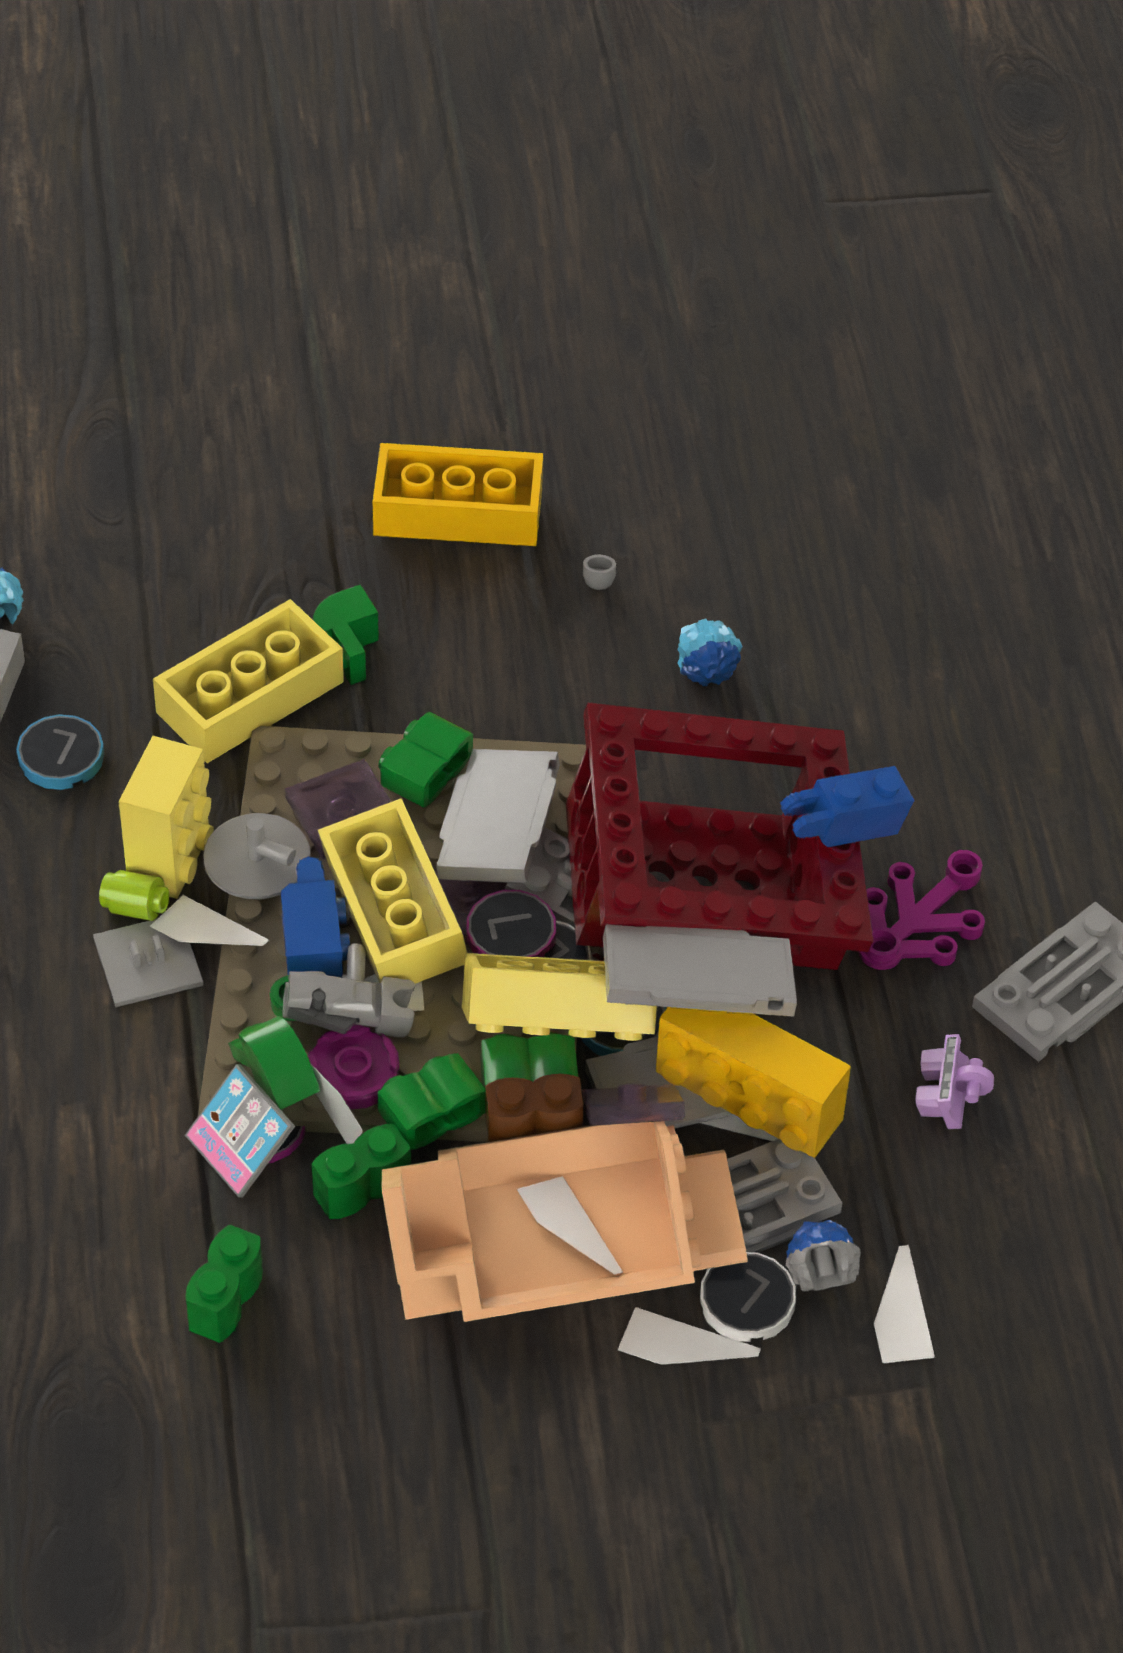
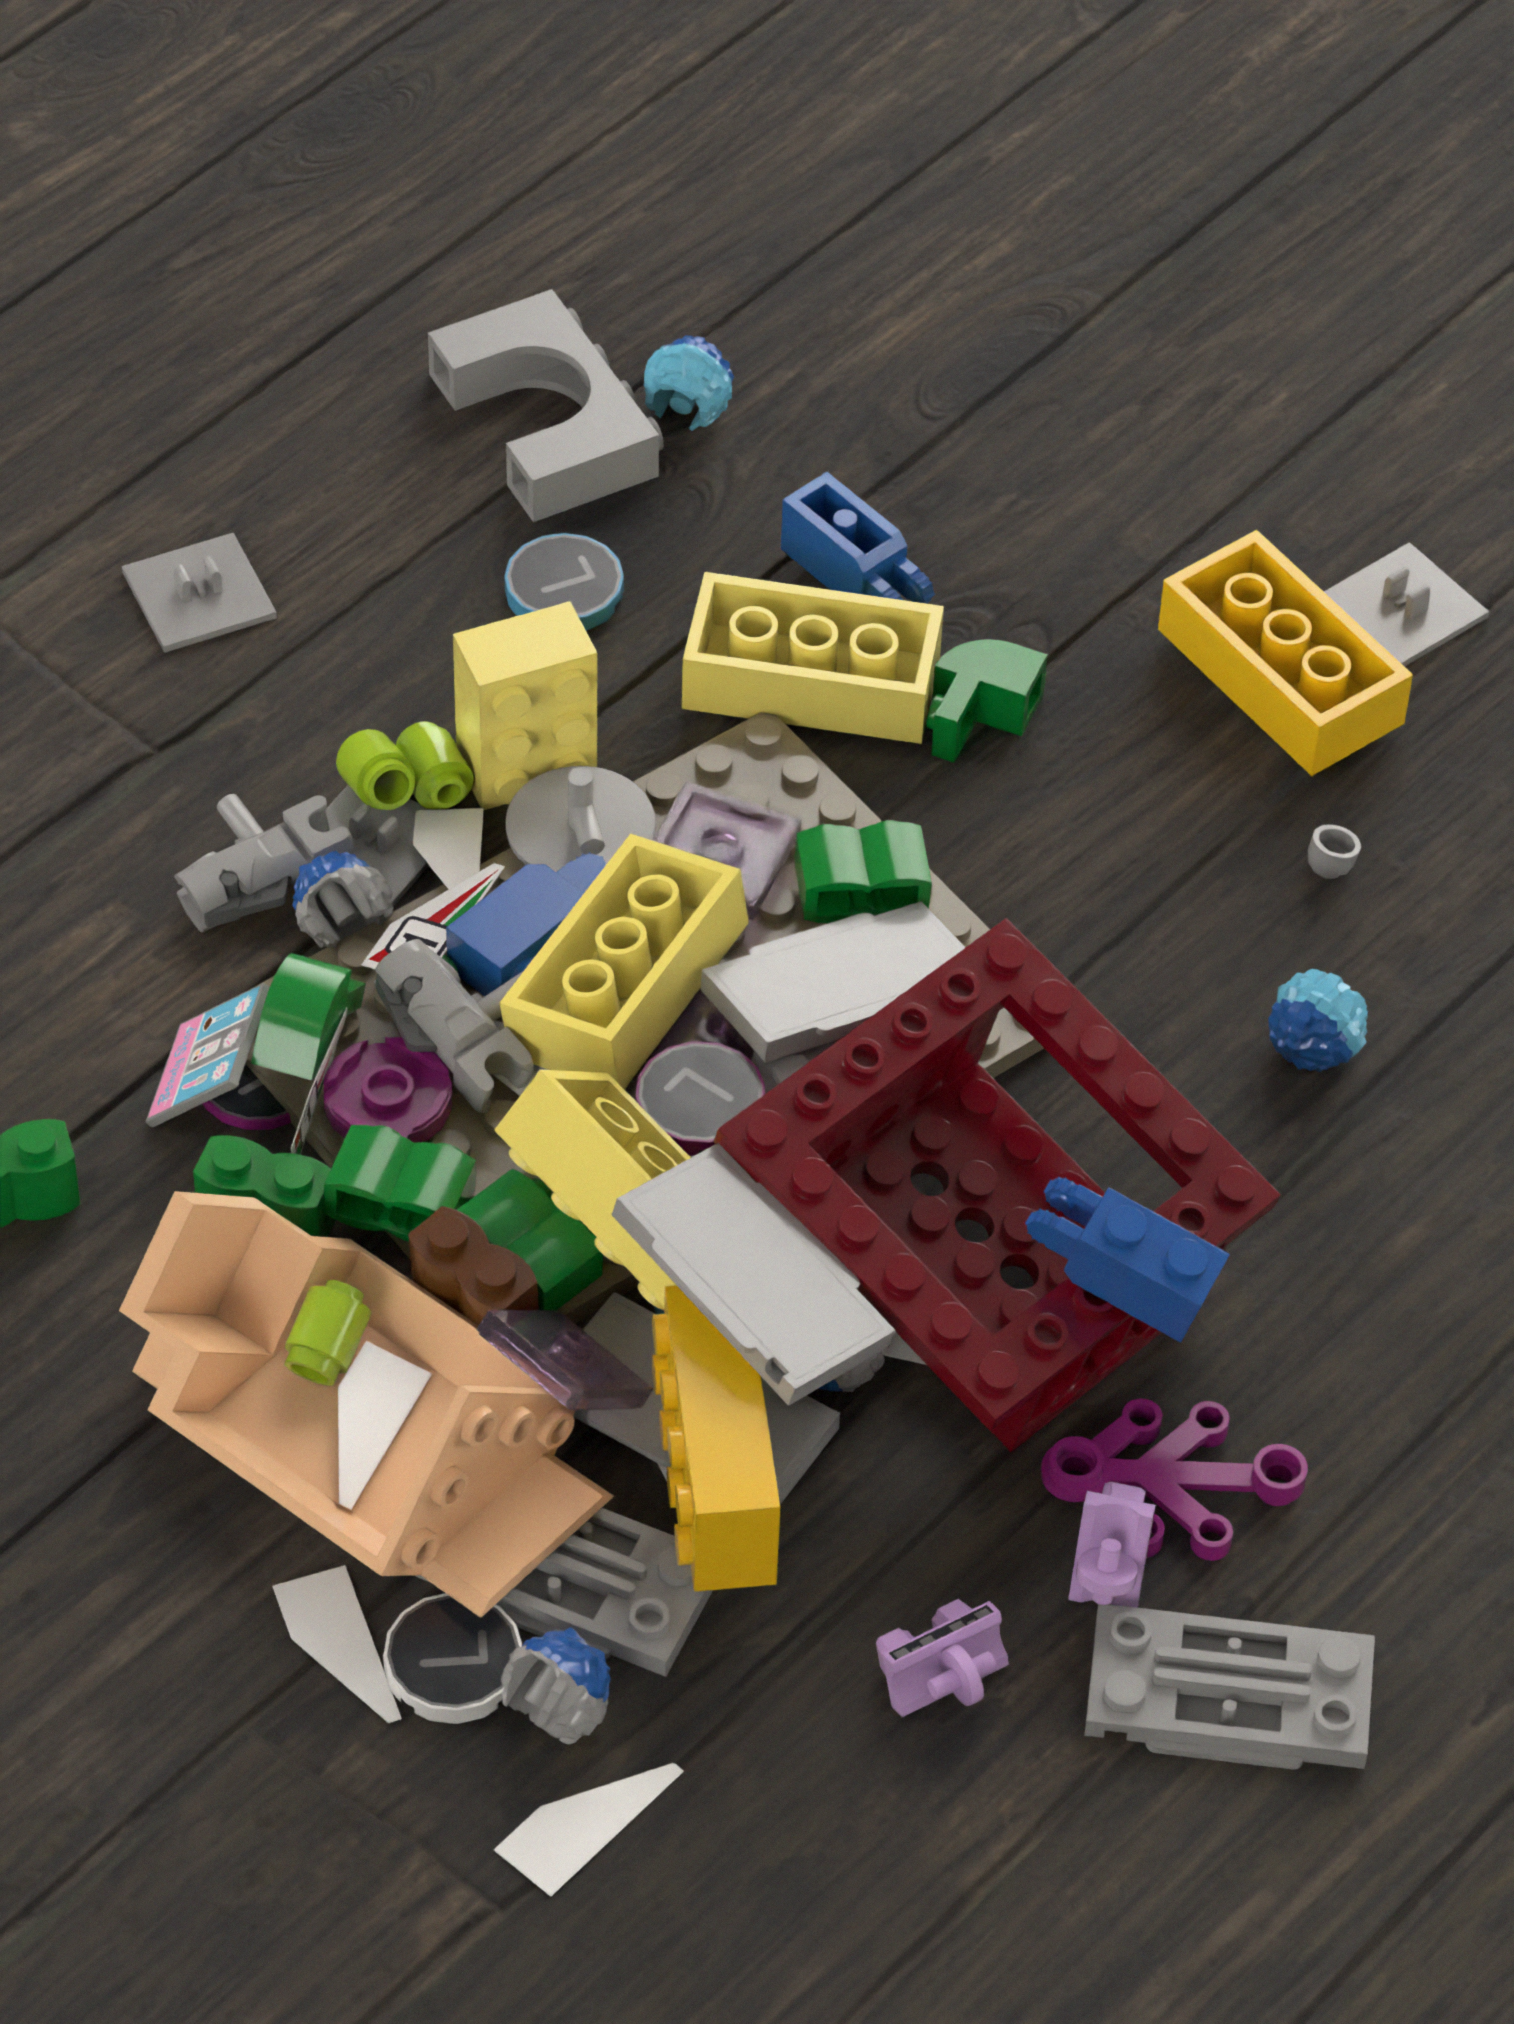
camera: 50 degrees right, 0 degrees up
(117, 919) = (376, 770): none -> lime brick
(121, 1020) = (261, 863): none -> light grey piece
(188, 997) = (339, 897): none -> light grey piece
(191, 612) = (849, 543): none -> blue hinge
(260, 967) = (433, 917): none -> sticker
(463, 425) = (1407, 604): none -> piece
(499, 1200) = (327, 1332): none -> lime brick
(960, 962) = (1112, 1546): none -> lavender hips

